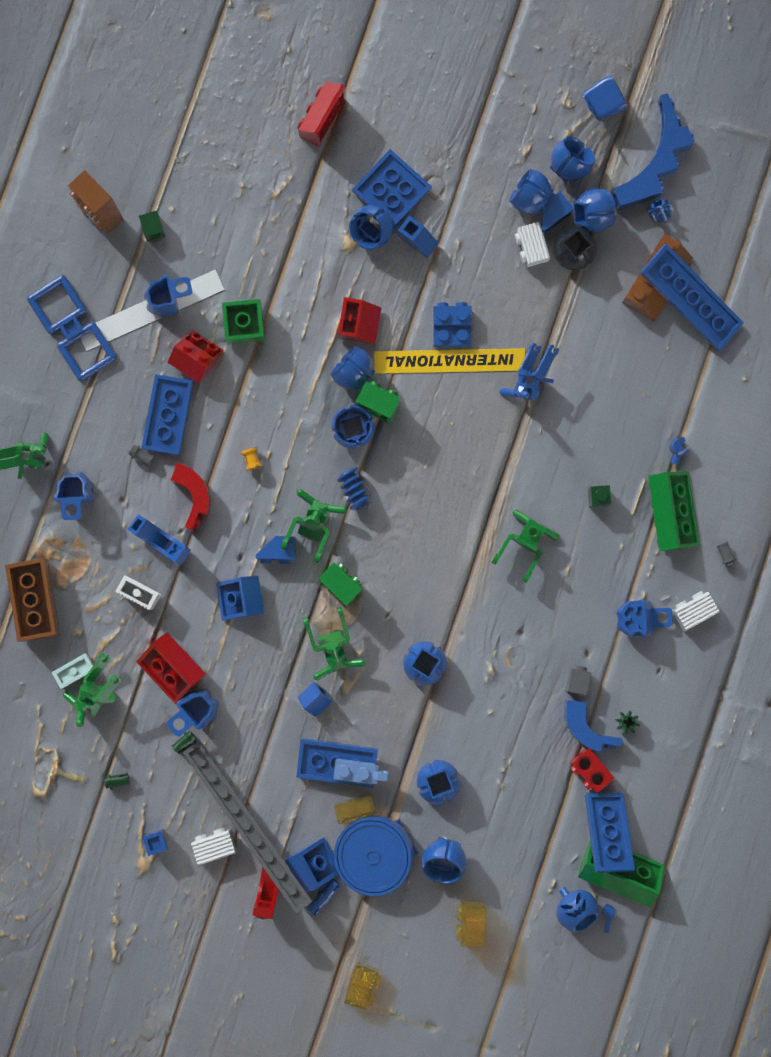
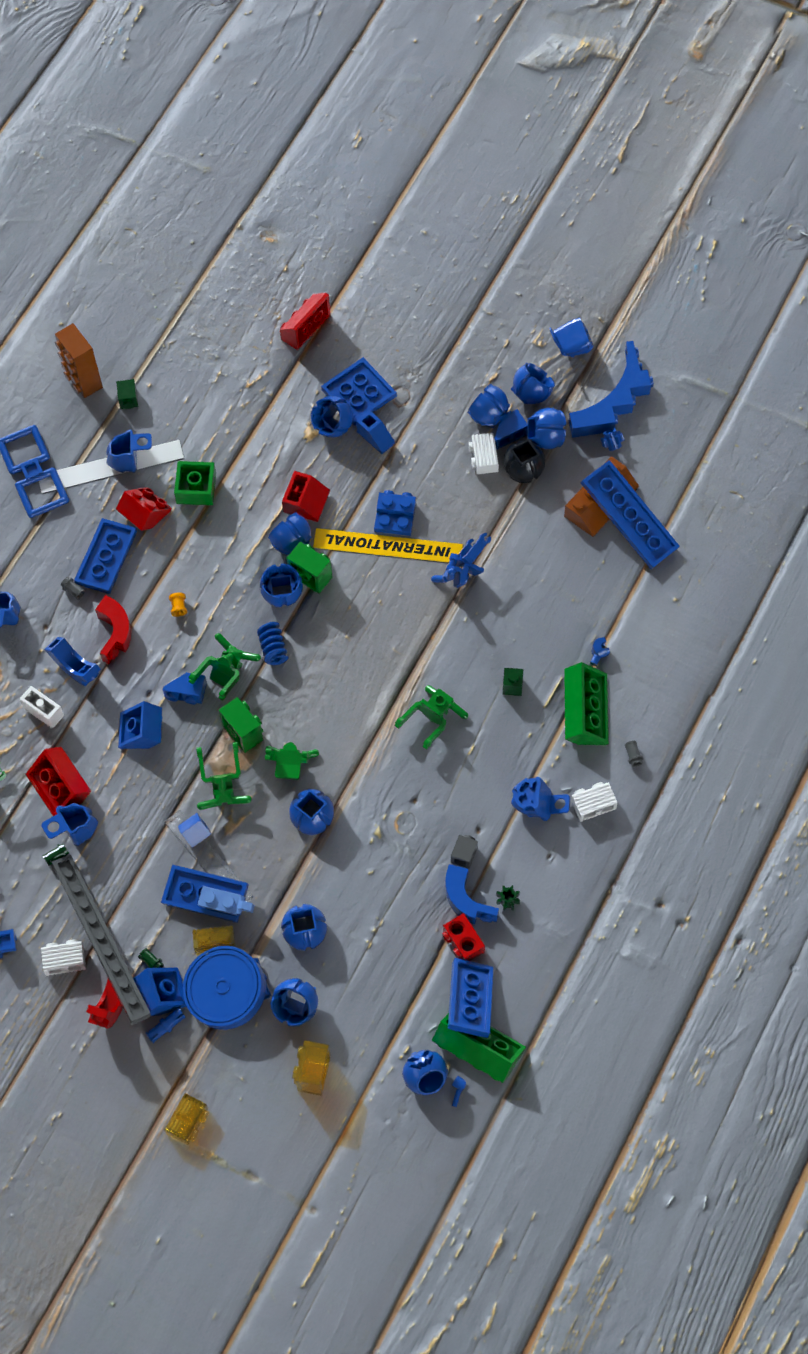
camera: 15 degrees right, 20 degrees down
(298, 836) = (149, 959): none -> dark green pin
(395, 615) = (288, 760): none -> green piece

